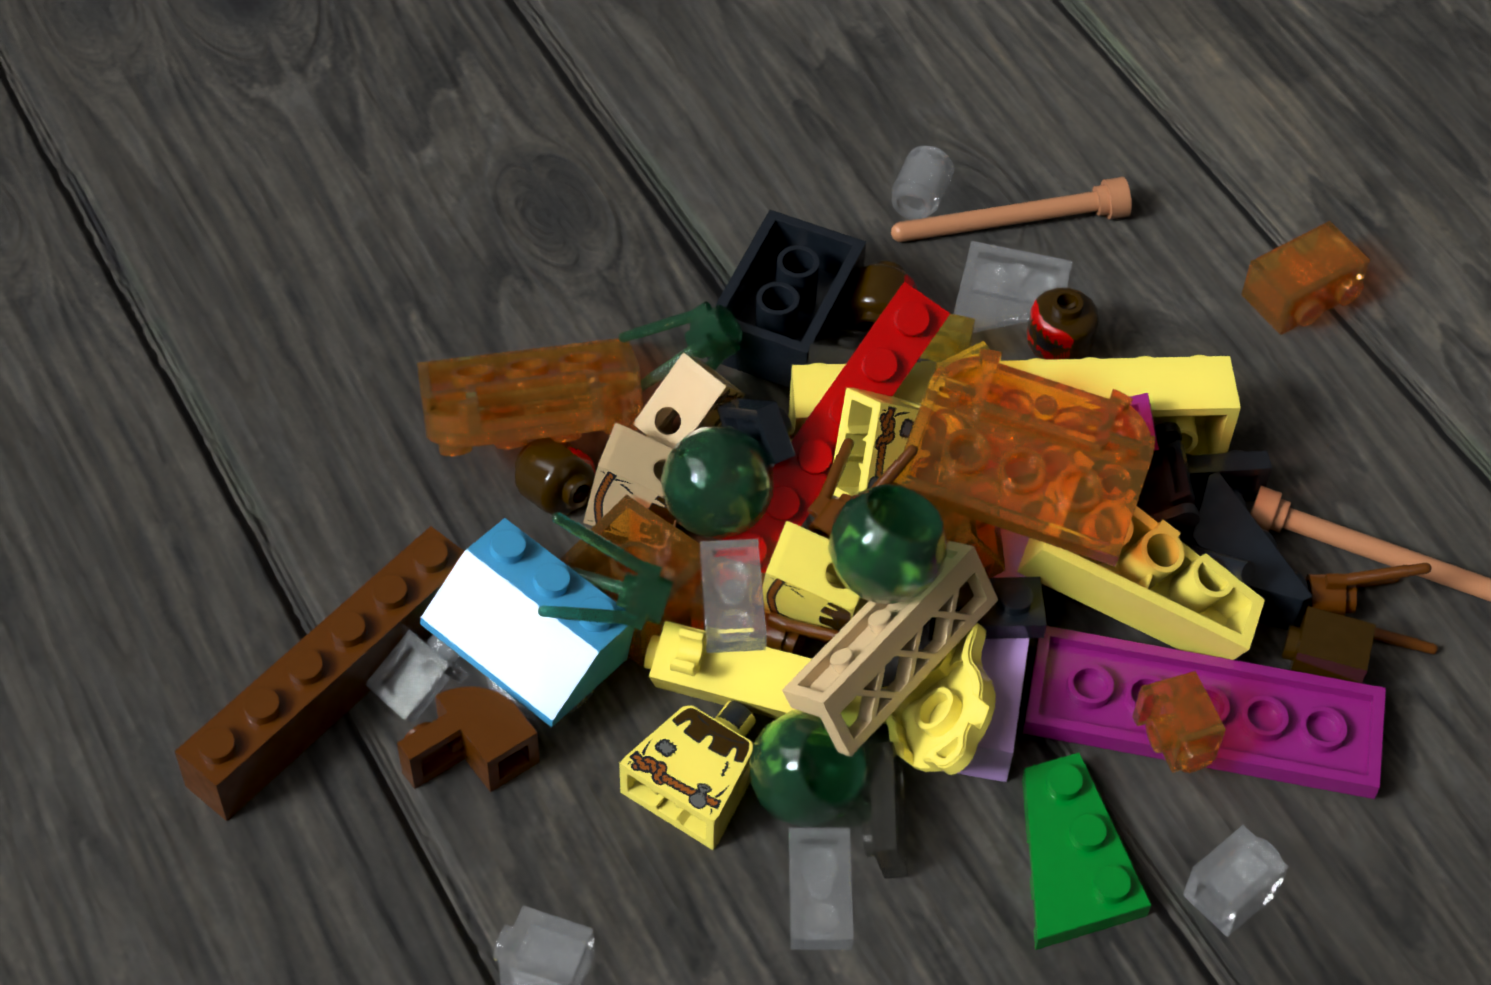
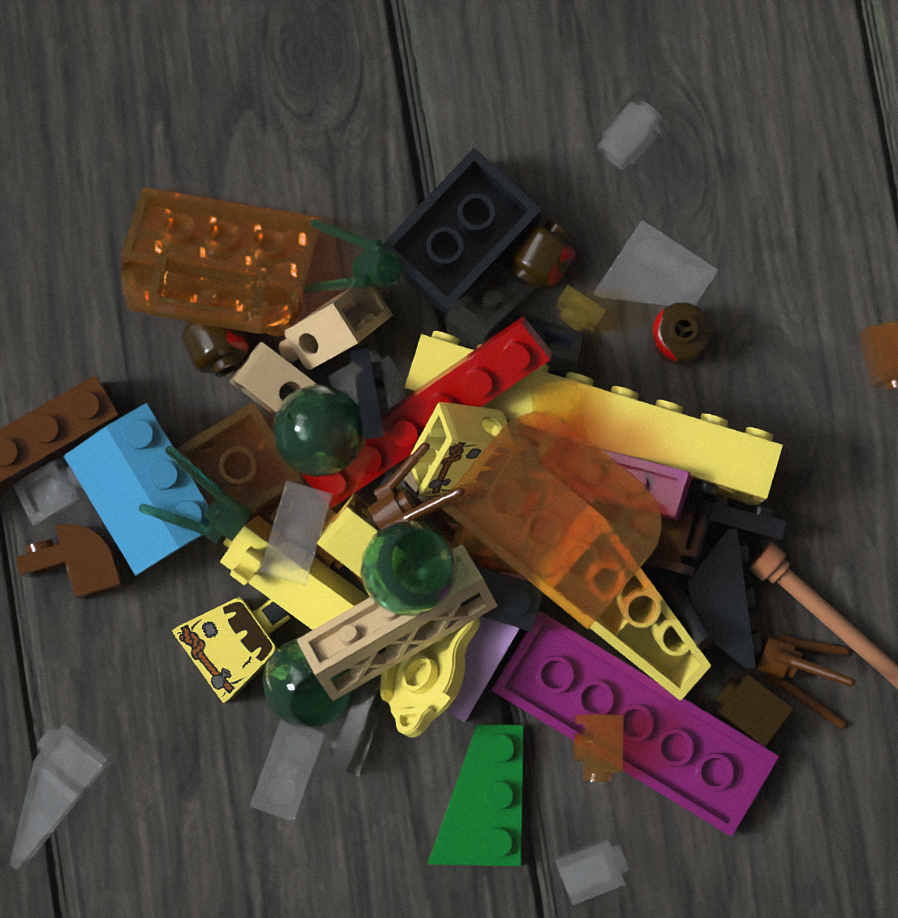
camera: 20 degrees right, 30 degrees up
(1108, 199) = (783, 203): nougat piece -> none

